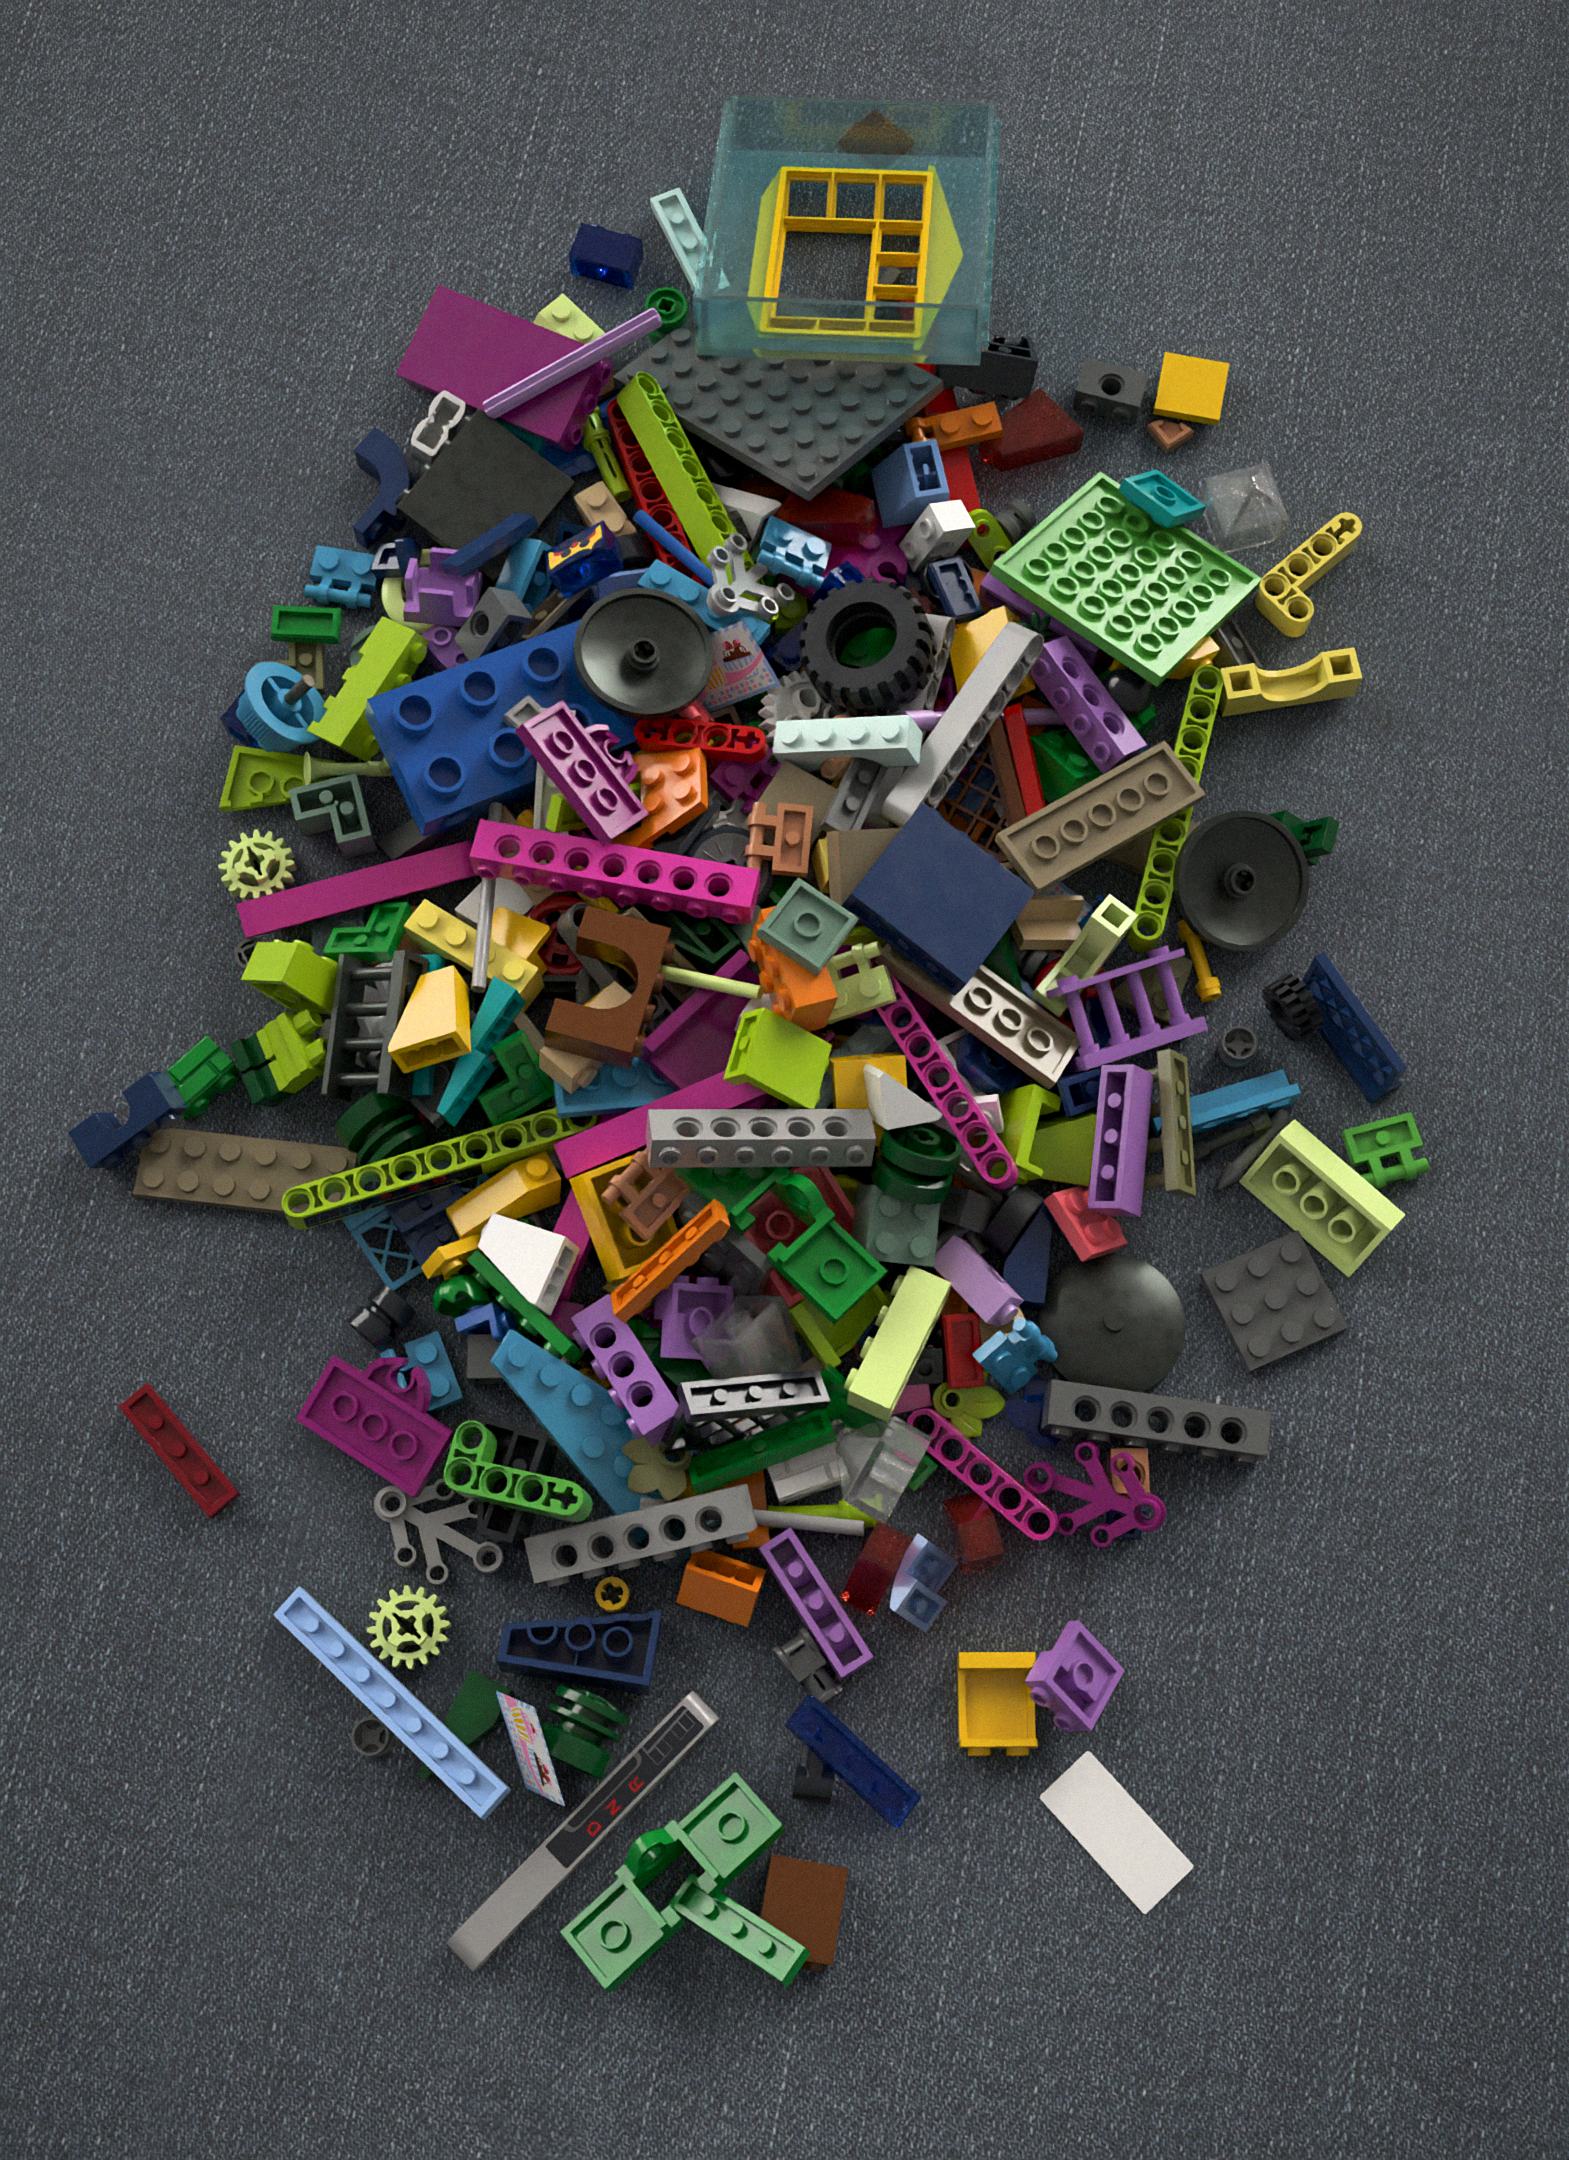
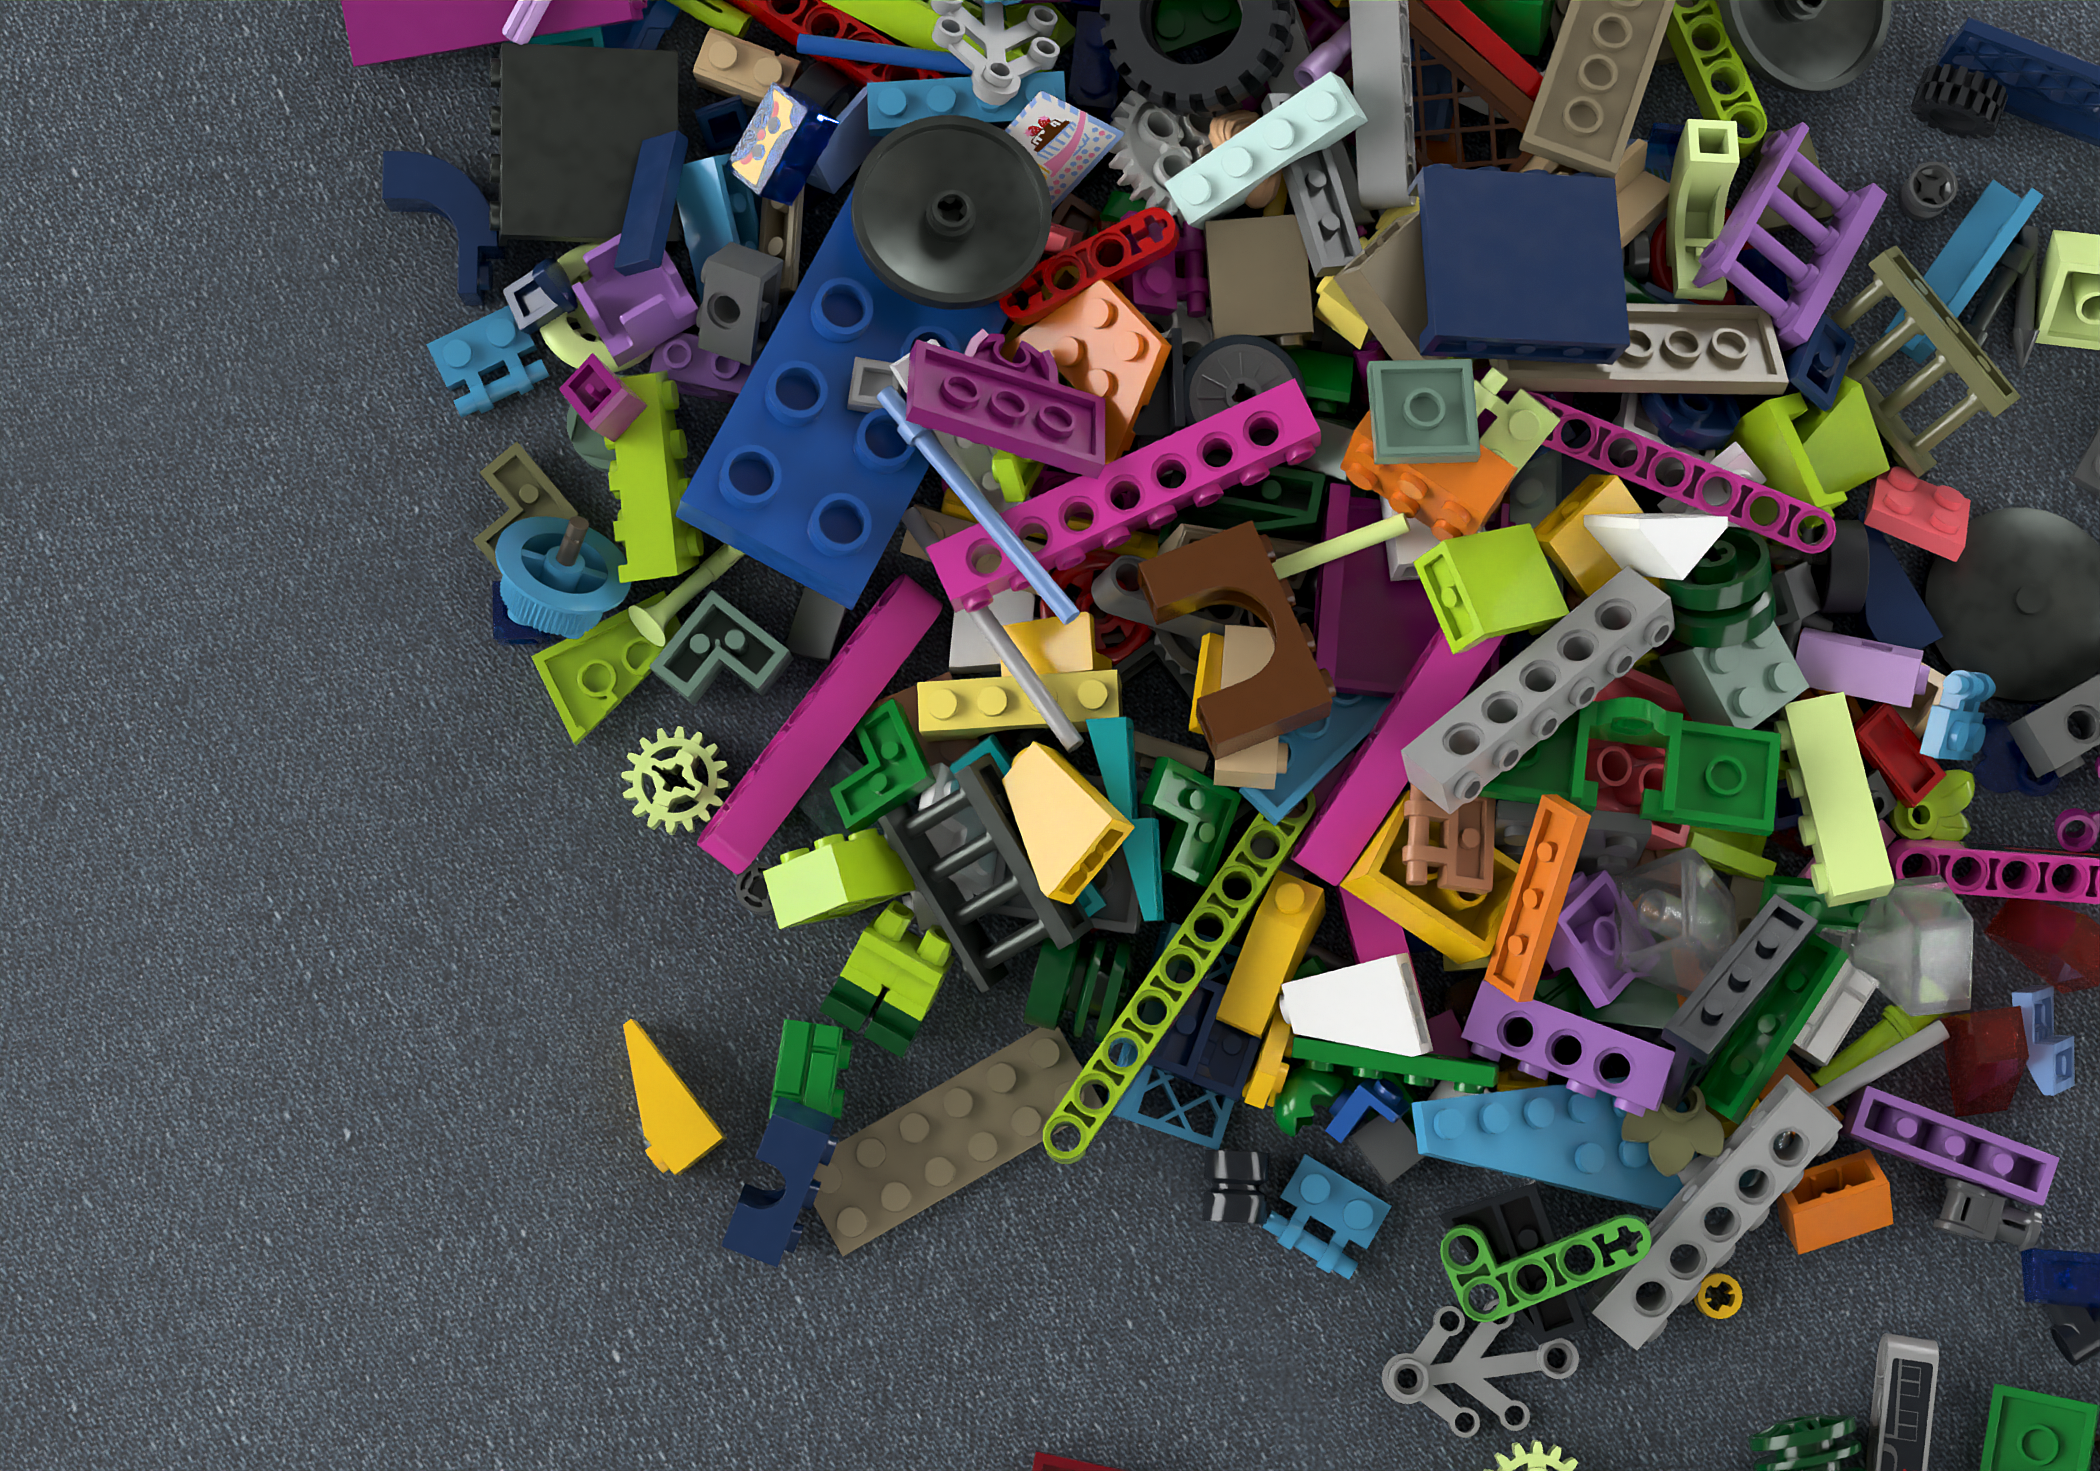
camera: 35 degrees left, 10 degrees up
(105, 1040) = (669, 1112): none -> yellow slope
(306, 624) = (498, 452): green tile -> none
(374, 625) = (602, 398): none -> magenta slope
(379, 1420) = (1326, 1301): magenta plate -> none
(441, 424) = (457, 89): white brick -> none
(526, 826) = (979, 506): none -> medium blue bar
(588, 1651) = (1755, 1370): dark blue wedge -> none
(791, 838) = (1289, 312): nougat plate -> none
(1120, 1140) = (1901, 395): medium lavender brick -> none
(1207, 986) = (1842, 142): yellow bar -> none

